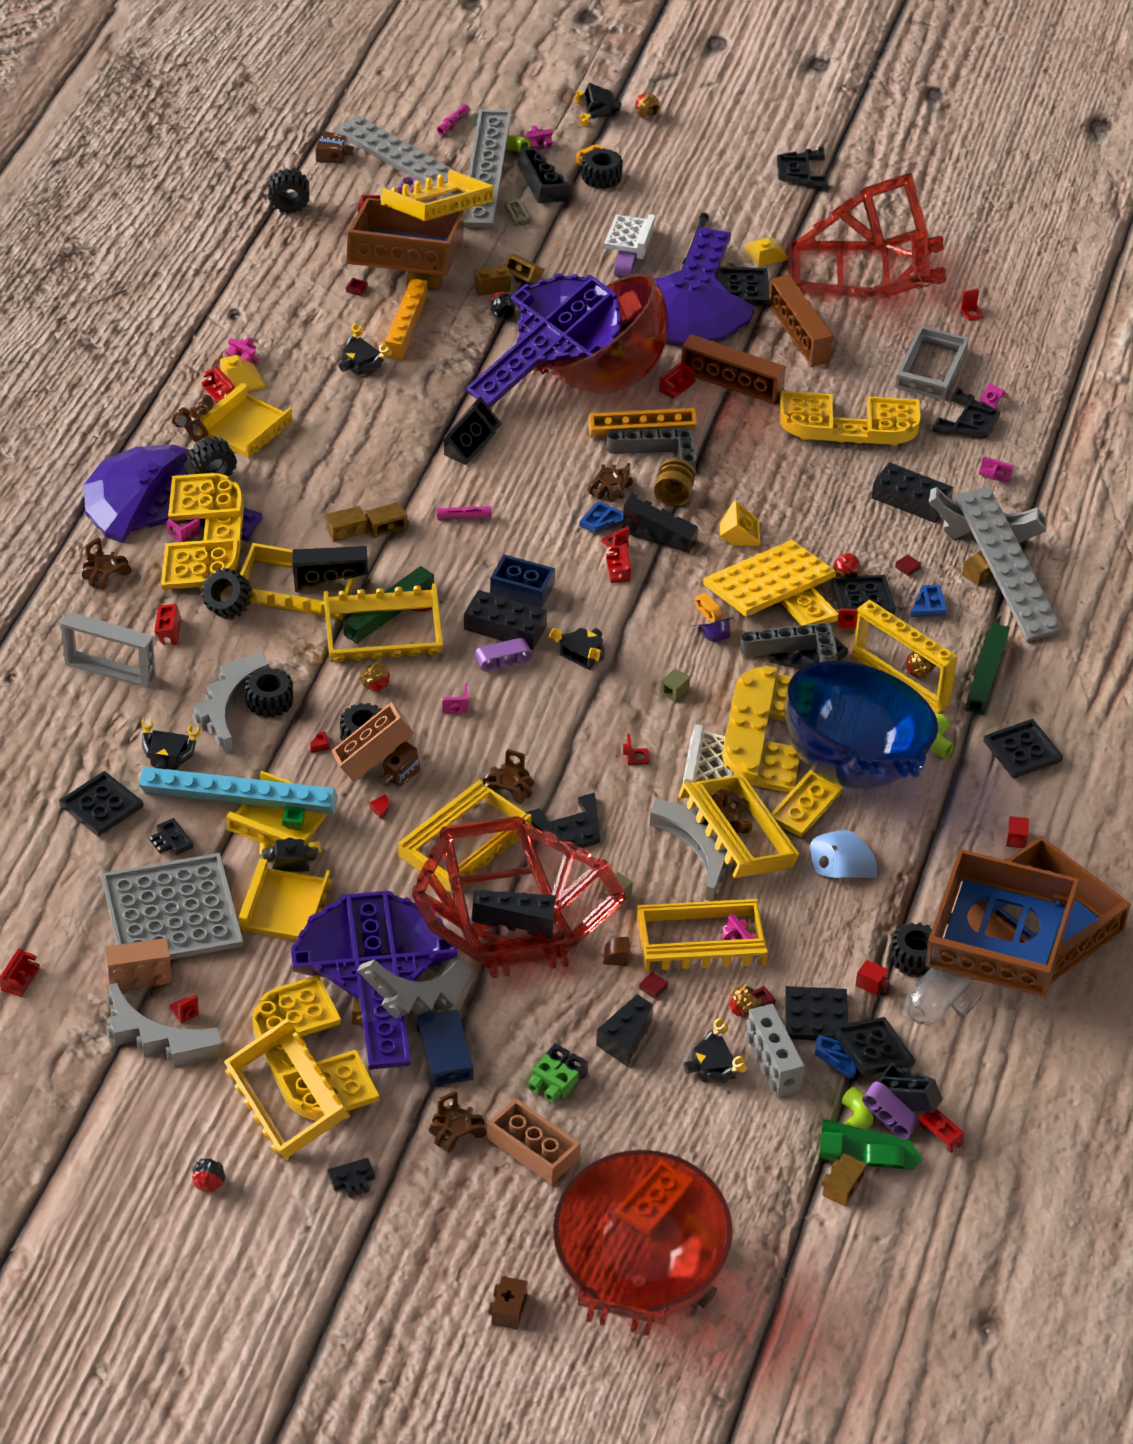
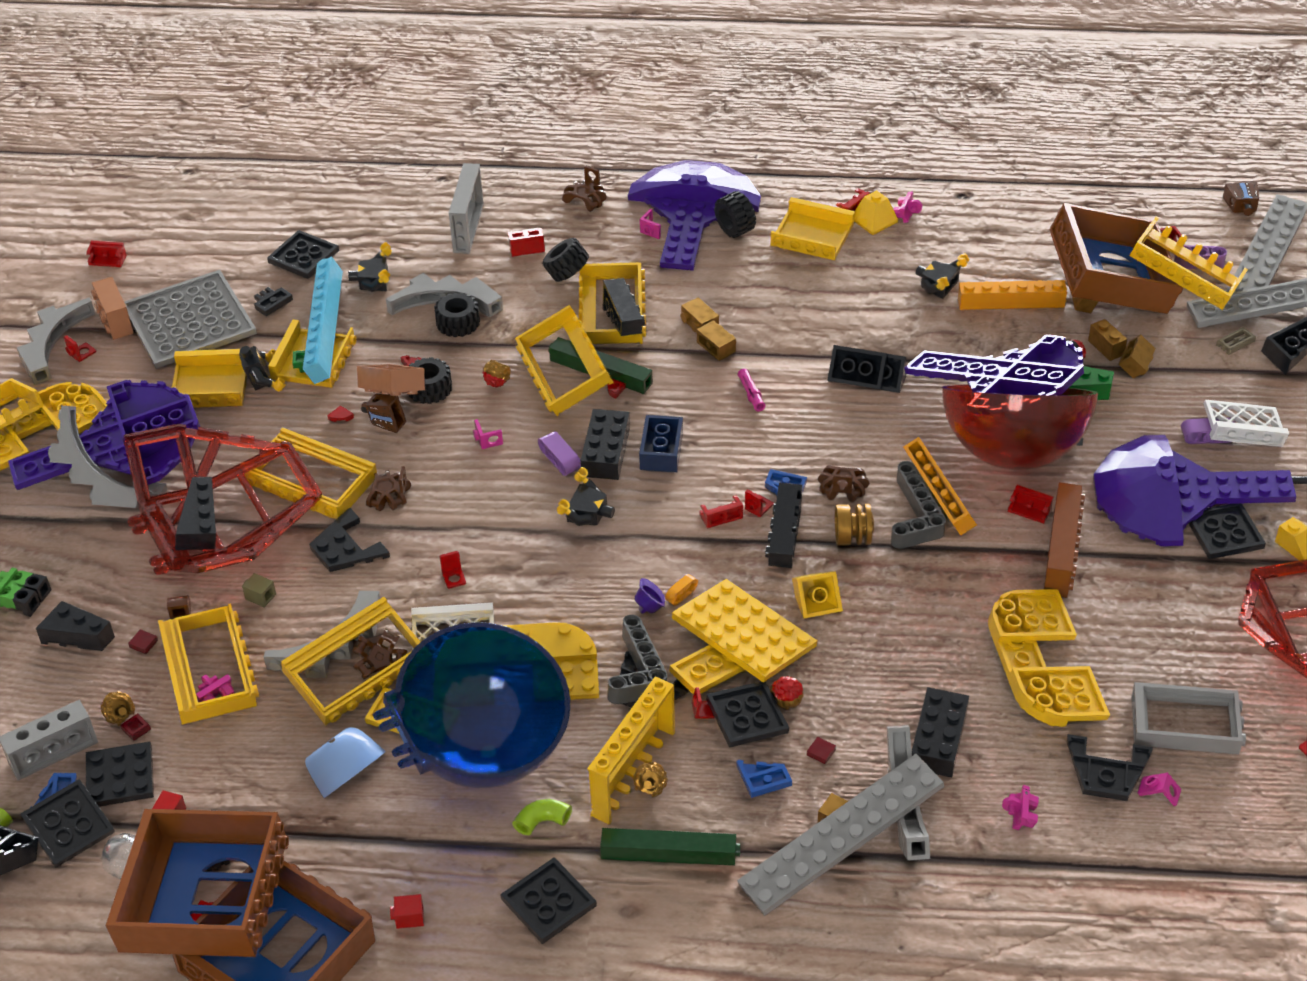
camera: 80 degrees right, 0 degrees up
(187, 418) = (789, 190): reddish brown piece -> none
(222, 505) = (682, 225): yellow plate -> none
(288, 200) = (1145, 178): black tyre -> none
(356, 286) = (1047, 258): dark red tile -> none
(445, 1047) = (44, 506): dark blue panel -> none
(675, 685) = (555, 583): olive brick -> none
(713, 1058) = (42, 697): black torso -> none
(800, 320) = (1181, 581): dark orange brick -> none

